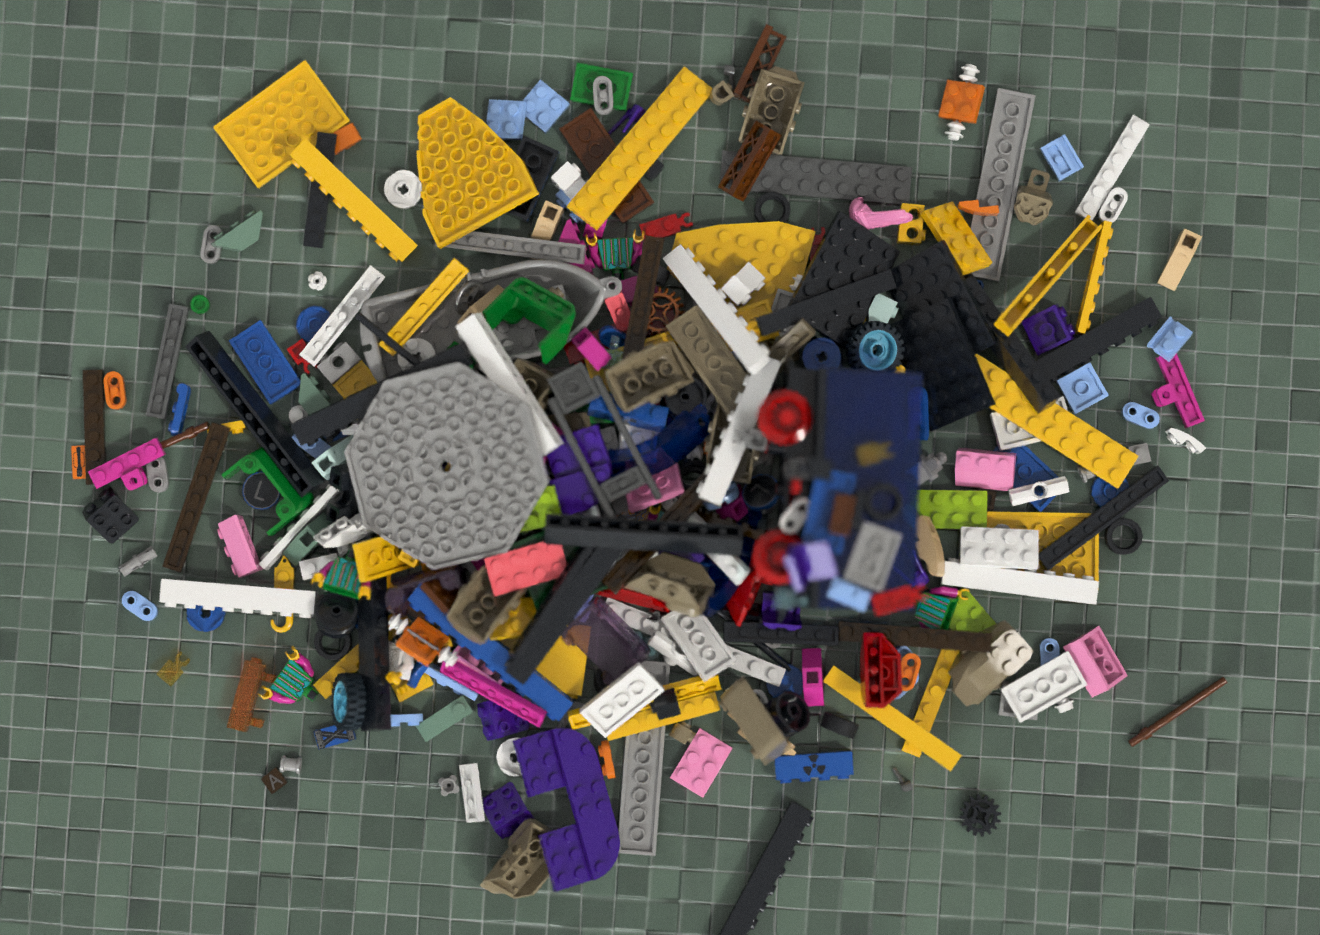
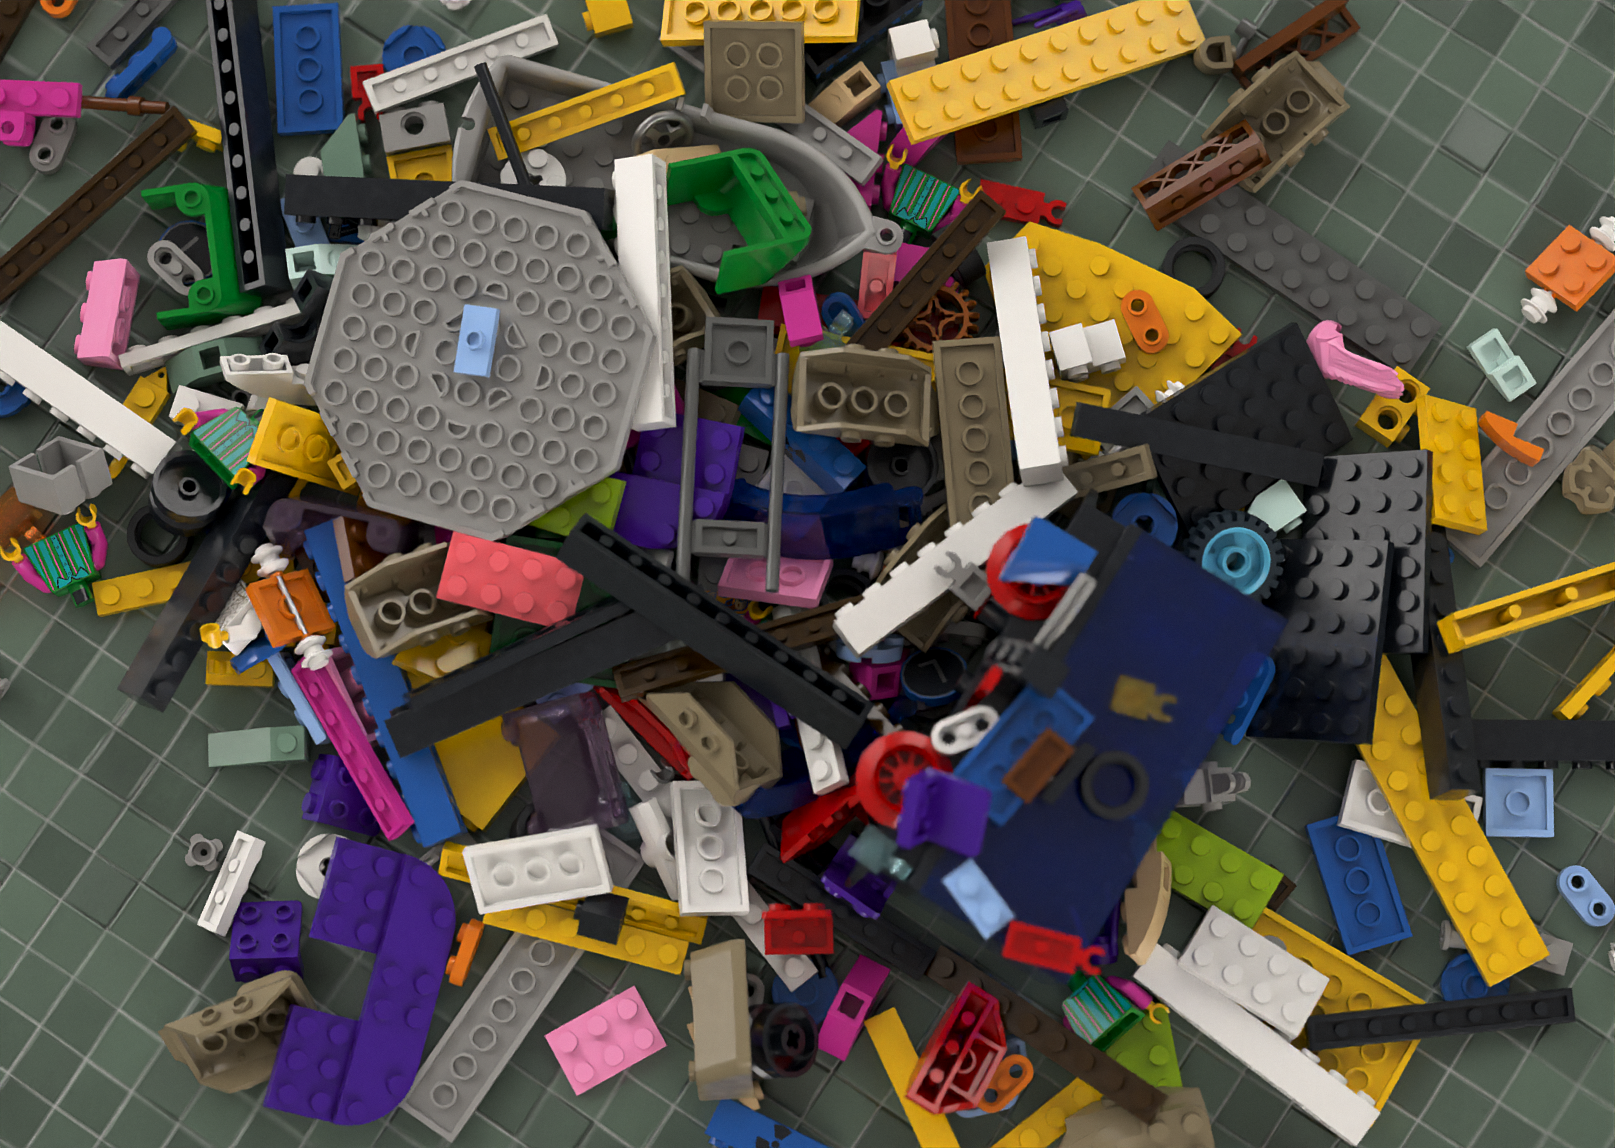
camera: 25 degrees right, 5 degrees down
(261, 504) = (177, 270): none -> light grey plate
(271, 639) = (69, 475): none -> light grey piece
(332, 736) = (80, 677): tile -> none
(348, 701) = (126, 635): black wheel -> none
(412, 719) = (208, 719): light blue plate -> none
(440, 457) = (476, 340): none -> light blue plate
(496, 237) = (755, 69): none -> dark tan plate
(682, 732) = (603, 977): dark tan plate -> none
(763, 253) = (1144, 321): none -> orange plate
(766, 656) = (798, 930): none -> red bracket
(788, 409) = (1047, 556): none -> blue slope
(811, 432) = (1065, 611): none -> light grey axle
(839, 725) = (850, 1104): black tyre -> none
(872, 556) = (1048, 860): light grey plate -> none
(953, 171) = (1500, 365): none -> light aqua slope
(985, 469) = (1298, 840): bright pink slope -> none
(1048, 329) = (1516, 683): dark purple plate -> none
(1050, 488) = (1383, 927): white piece -> none
(1137, 540) = (1480, 1056): black tyre -> none

